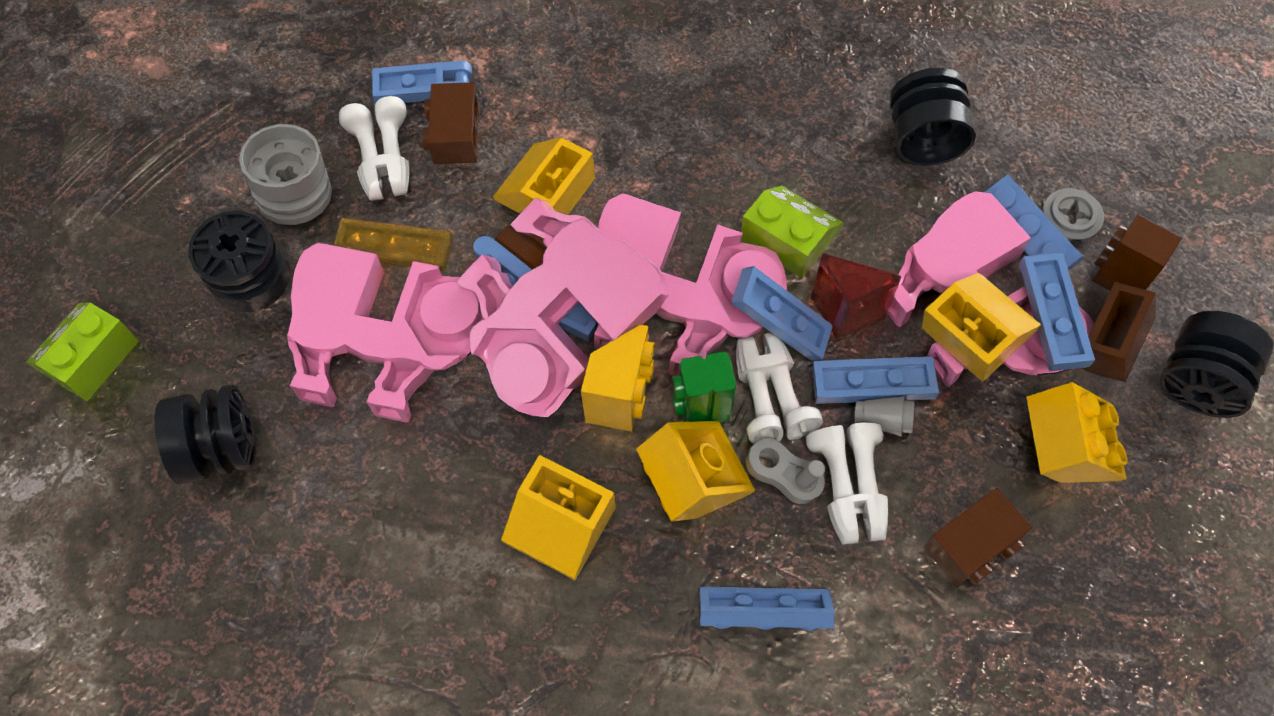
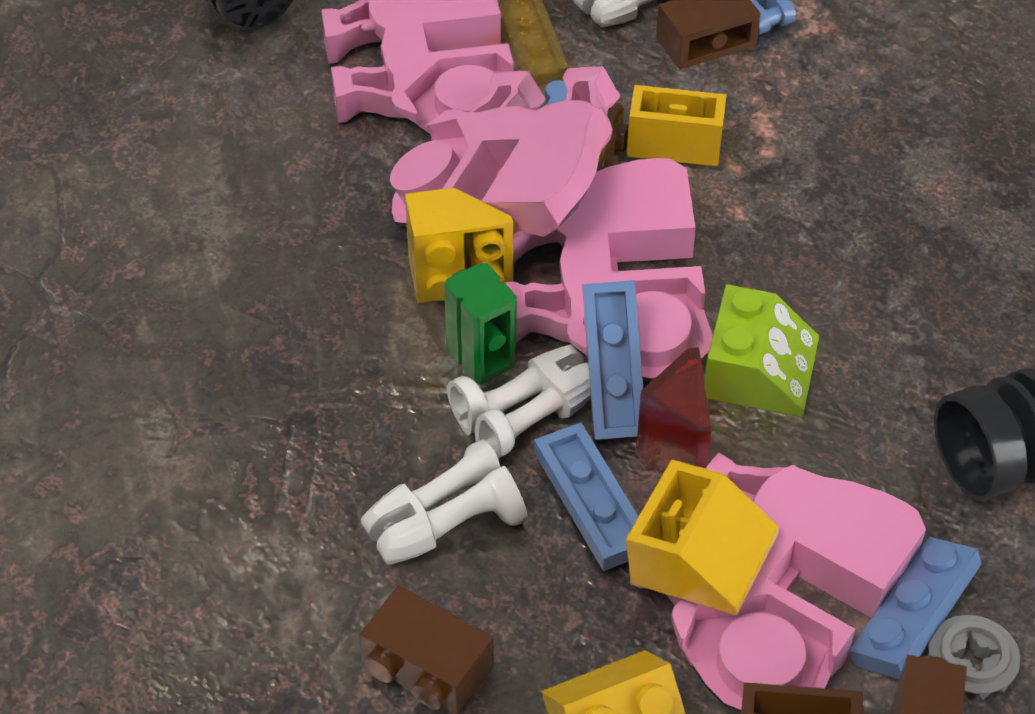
camera: 65 degrees right, 15 degrees down
(558, 517) = (279, 257): yellow slope -> none
(694, 469) = (391, 357): yellow slope -> none
(766, 608) = (251, 469): medium blue plate -> none
(794, 477) = (427, 447): light grey piece -> none
(891, 413) = (551, 523): light grey cone -> none
(1057, 310) = (772, 628): medium blue plate -> none

